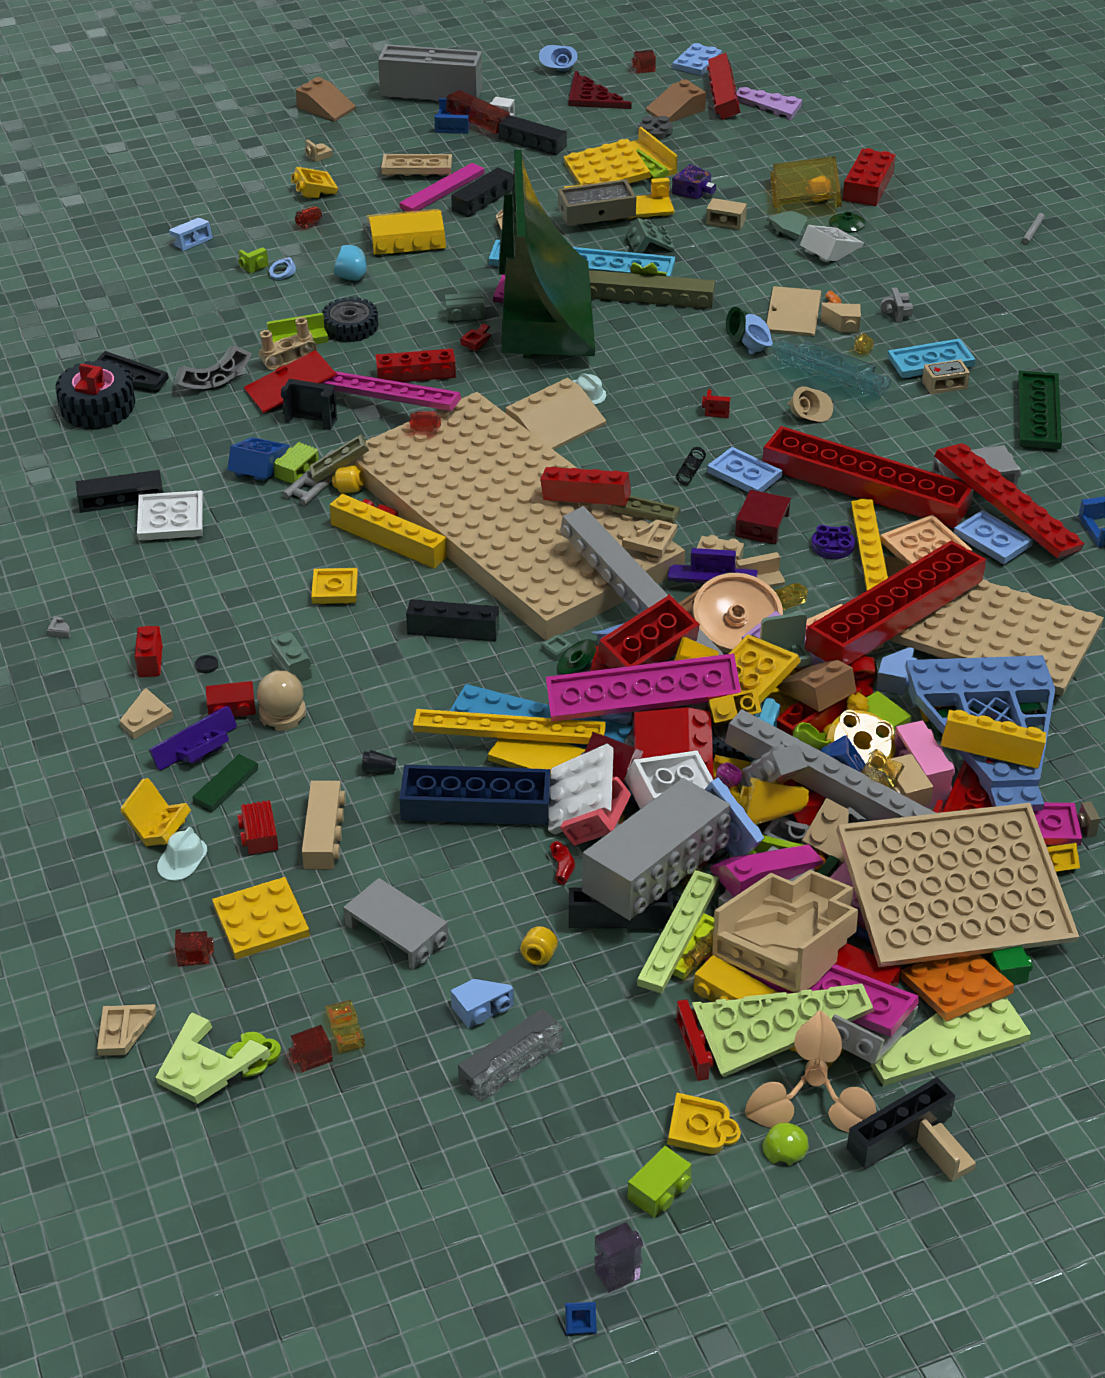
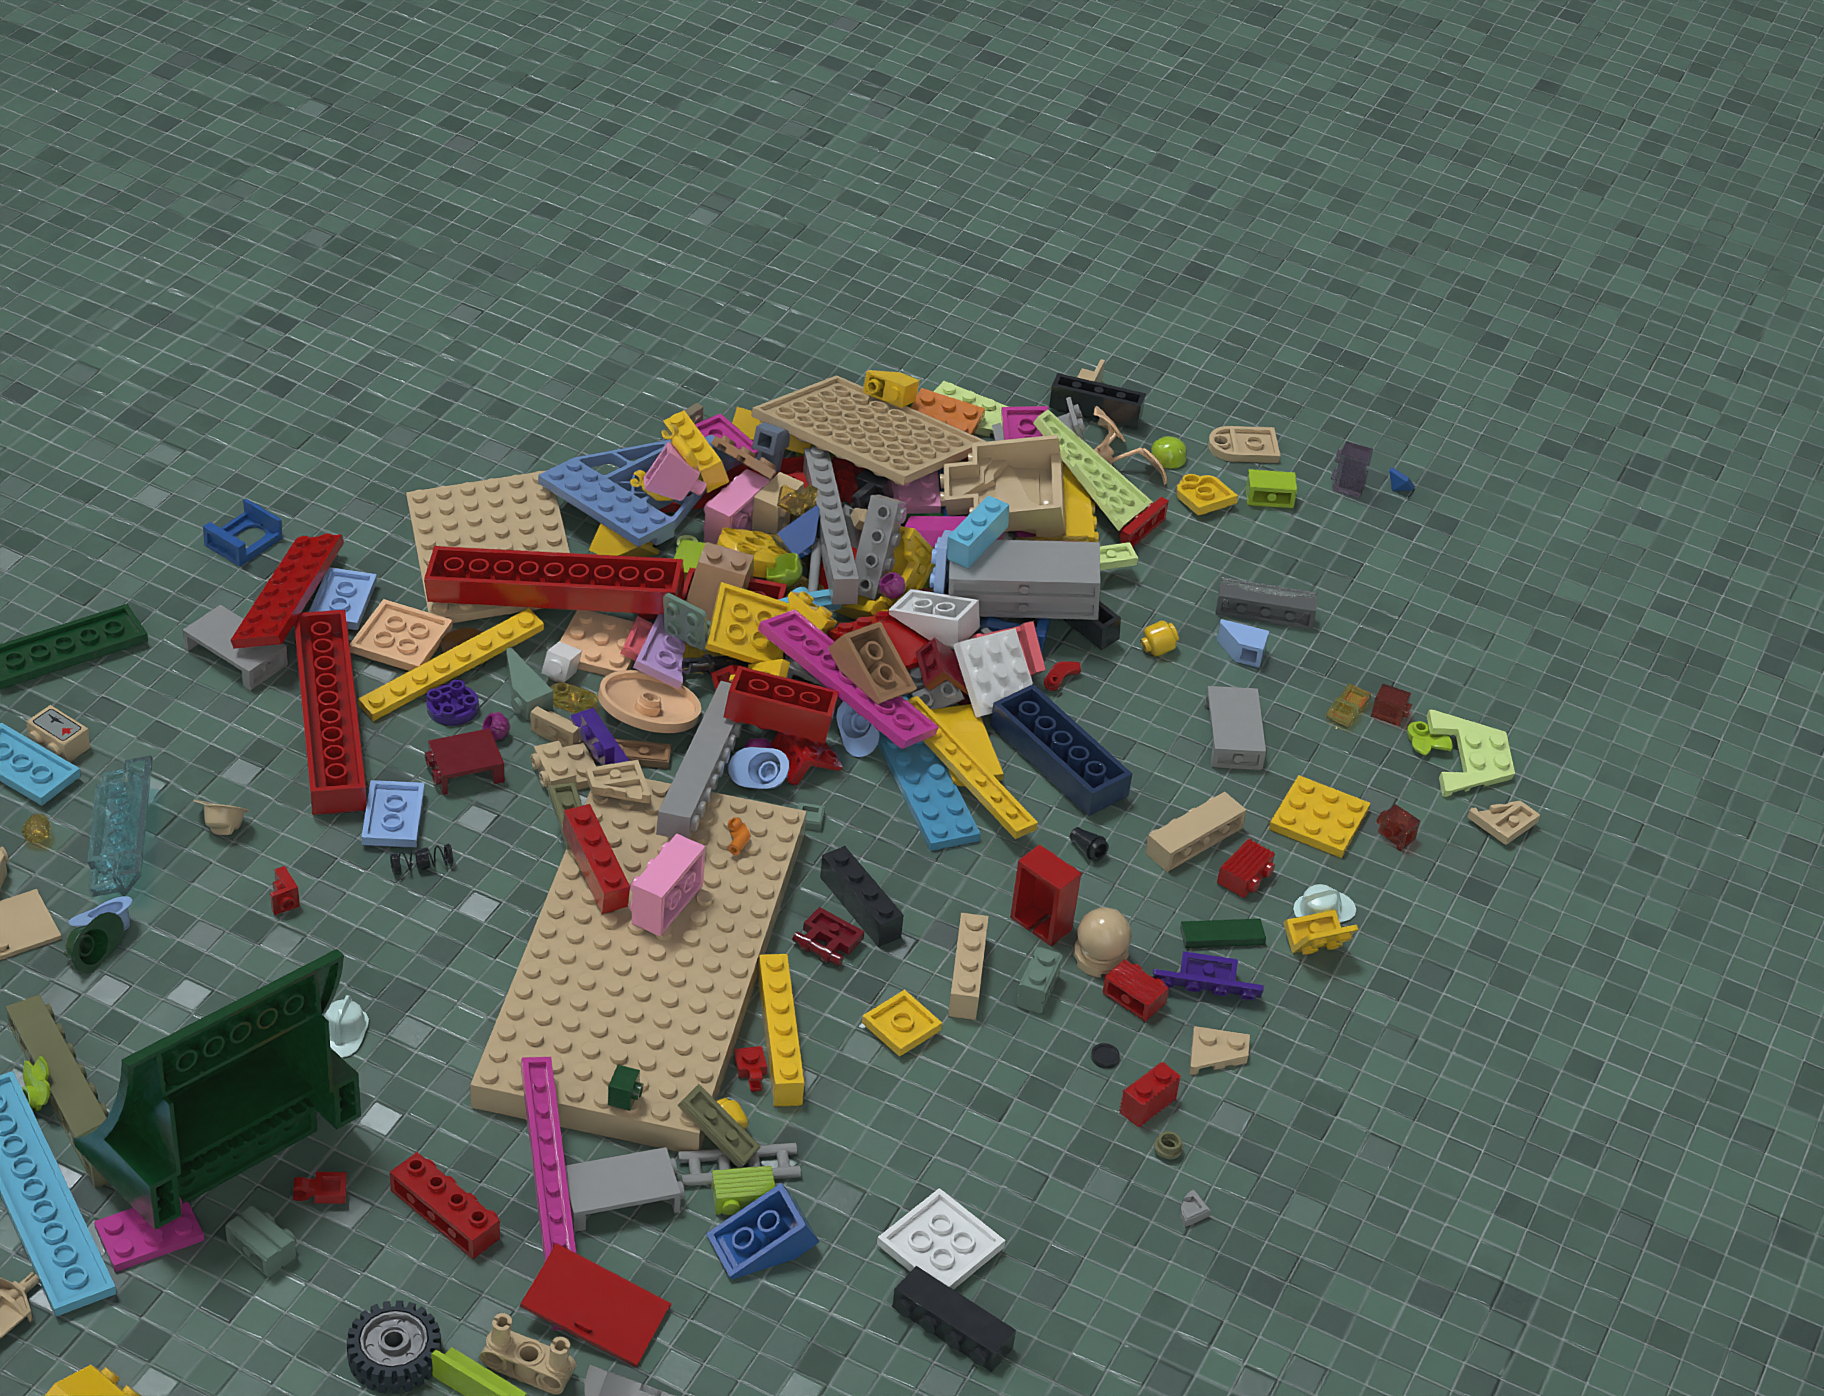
camera: 135 degrees left, 0 degrees up
(109, 642) = (1168, 1145): none -> olive plate
(309, 401) = (640, 1255): black panel -> none
(340, 634) = (968, 966): none -> tan brick
(340, 678) = (1045, 888): none -> red piece
(349, 420) = (622, 1183): none -> light grey panel
(398, 423) = (624, 1087): none -> dark green plate
(425, 421) = (594, 1069): clear red brick -> none
(445, 590) = (832, 930): none -> dark red plate
(527, 499) = (667, 884): none -> bright pink brick
(547, 568) = (739, 834): none -> orange arm
(557, 413) = (432, 1019): tan slope -> none
(577, 657) = (826, 775): dark green dish -> none
(635, 692) = (872, 663): none -> medium nougat slope
(709, 804) = (978, 531): none -> medium azure brick
(748, 1227) = (1245, 444): none -> tan tile
(785, 544) = (498, 725): none -> magenta piece
(819, 573) = (526, 686): none -> sand green slope
(822, 595) = (561, 662): none -> white brick
(962, 690) = (673, 471): none -> bright pink torso
(964, 776) = (745, 456): none -> medium nougat plate
(981, 795) = (771, 443): none -> sand blue brick
(1010, 941) = (891, 387): none -> yellow slope

